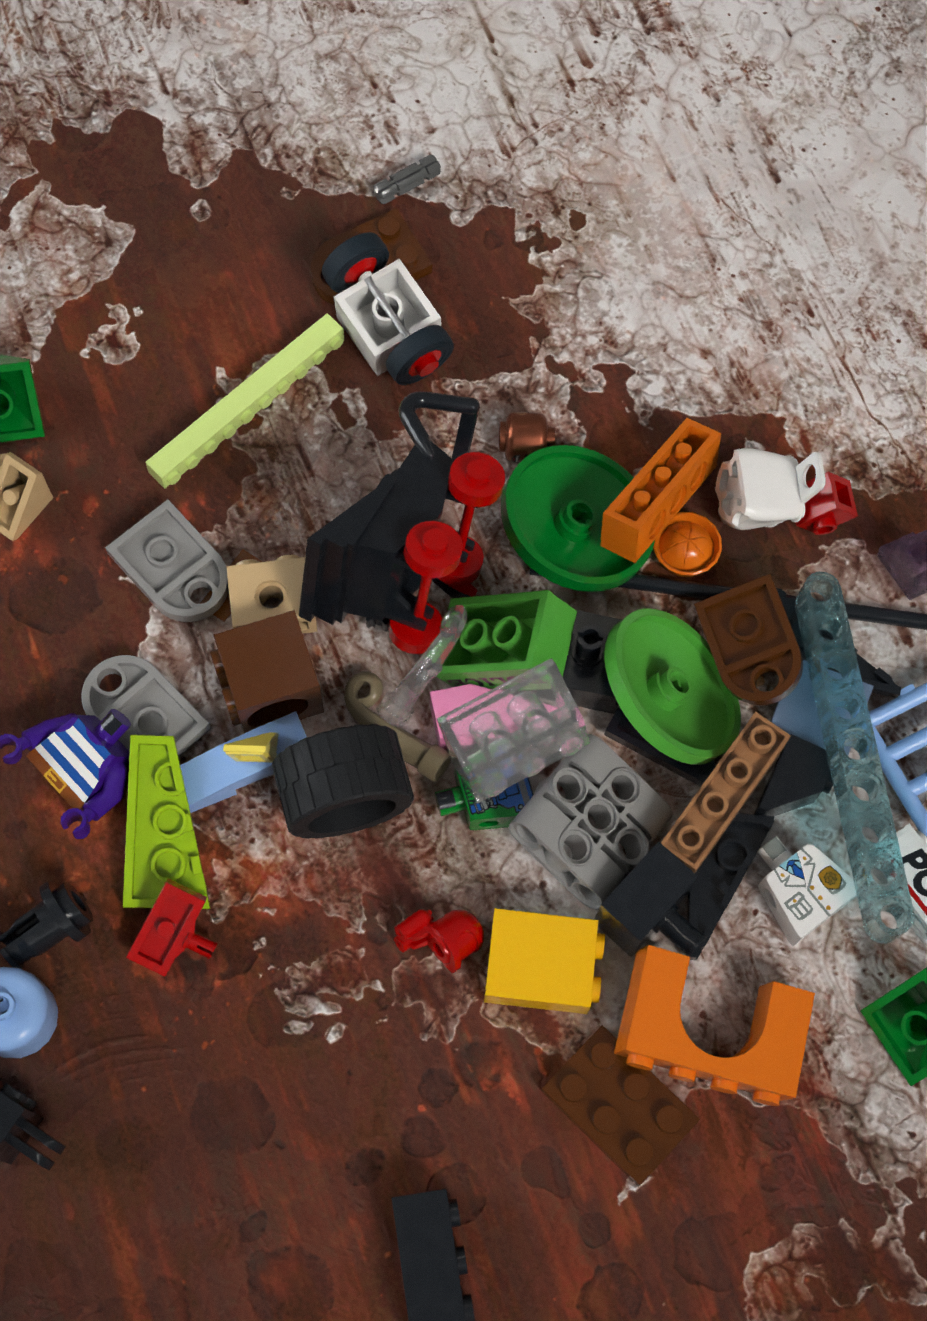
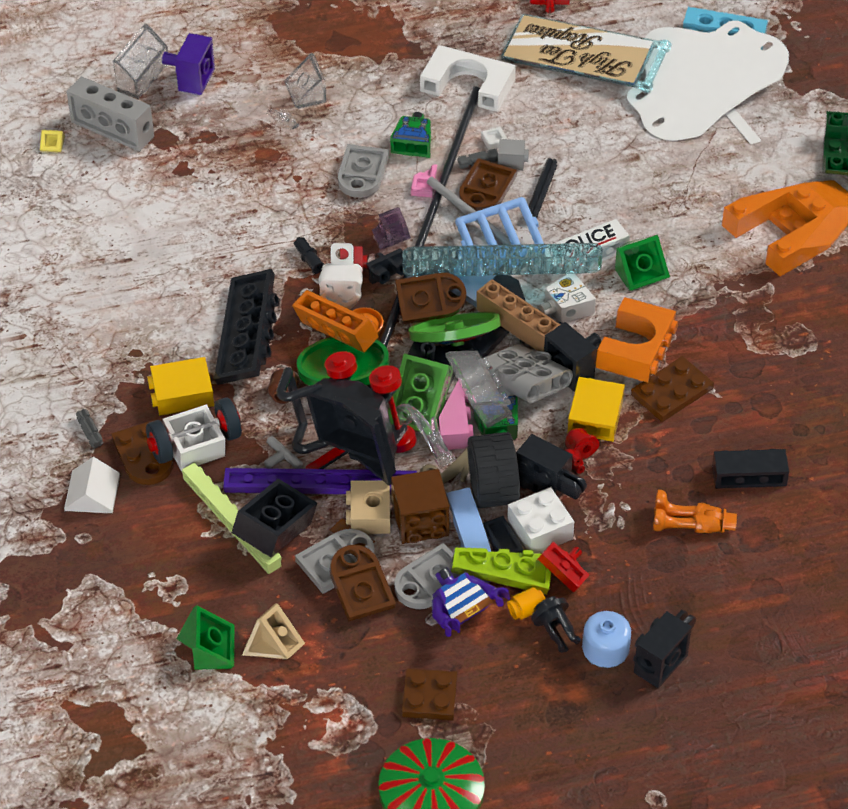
camera: 80 degrees left, 20 degrees down
(92, 872) = (523, 604): none -> light orange brick
(113, 603) = (360, 584): none -> reddish brown plate
(221, 451) = (274, 518): none -> black brick
(238, 824) = (501, 535): none -> black tile
(254, 749) = (467, 507): light yellow slope -> none
(266, 880) = (540, 521): none -> white brick
(286, 206) = (92, 488): none -> white slope
(302, 1182) = (701, 518): none -> orange piece
(326, 500) = (304, 480): none -> dark purple plate
(367, 878) = (547, 466): none -> black brick
(387, 458) = (282, 453): none -> light grey piece
(503, 288) = (180, 386): none -> yellow brick
(643, 364) = (247, 327): none -> black plate
(823, 555) = (385, 266): none -> black hips
(835, 437) = (308, 255): none -> black axle

